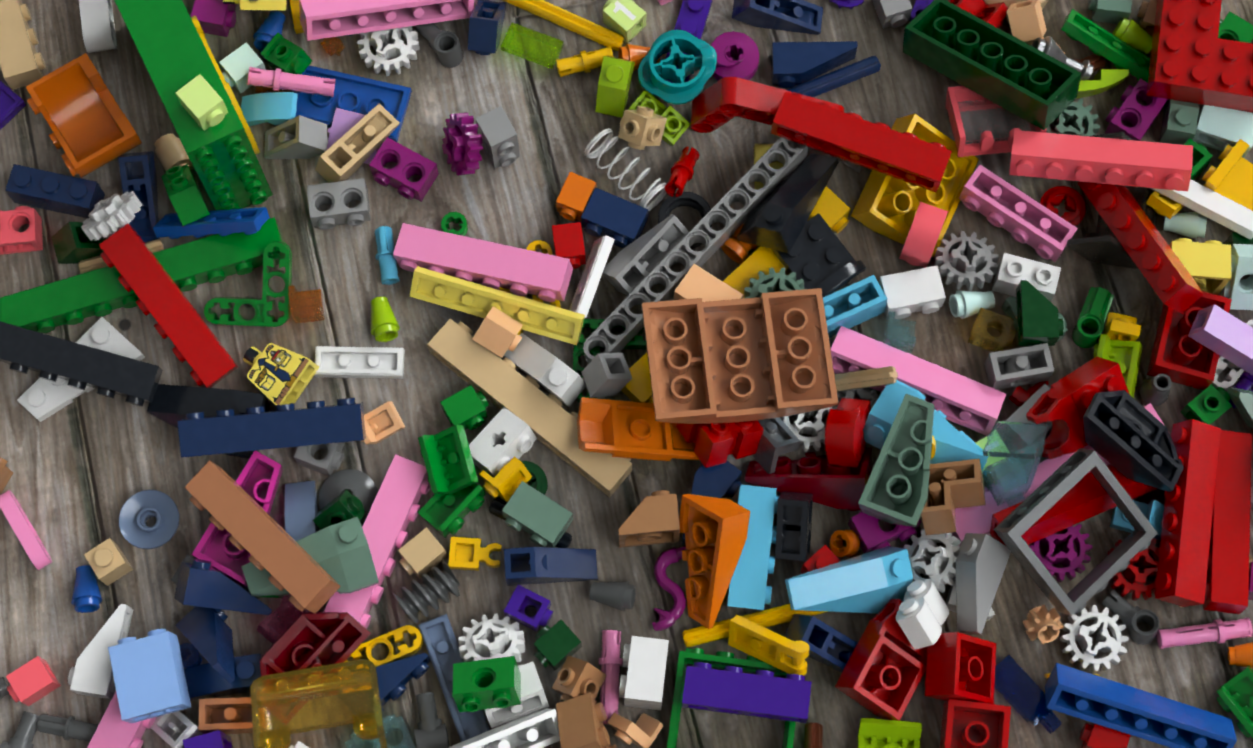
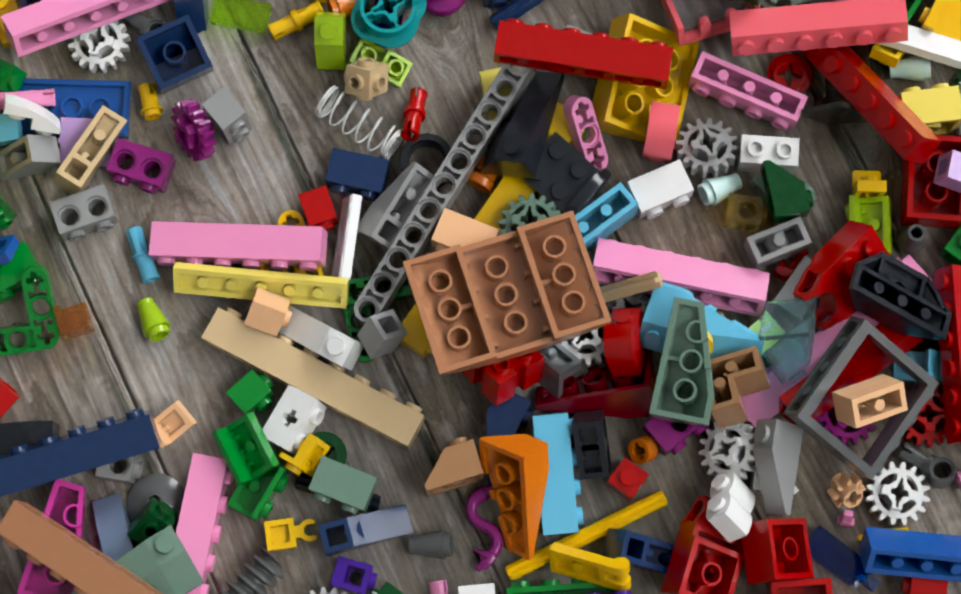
camera: 10 degrees left, 5 degrees up
(279, 372) = (62, 395): torso -> none
(316, 104) = (40, 118): none -> white slope
(333, 45) = (45, 54): clear orange plate -> none
(359, 362) = (138, 366): white tile -> none
(421, 553) = (239, 544): tan brick -> none
(425, 115) = (150, 106): none -> yellow pin
(456, 217) = (202, 203): green bush -> none
(459, 69) = (174, 54): none -> dark blue slope
(574, 196) = (314, 160): orange brick -> none
(629, 431) = (414, 385): orange piece -> none
(738, 98) = (462, 32): red beam -> none
(841, 212) = (577, 125): none -> bright pink beam
(854, 584) = (659, 490): medium azure wedge -> none
(899, 333) = (656, 233): clear light blue panel -> none
(1037, 654) = (846, 519): none -> bright pink piece
(1084, 532) = (869, 401): none -> light nougat brick
(1092, 316) = (838, 177): green piece -> none

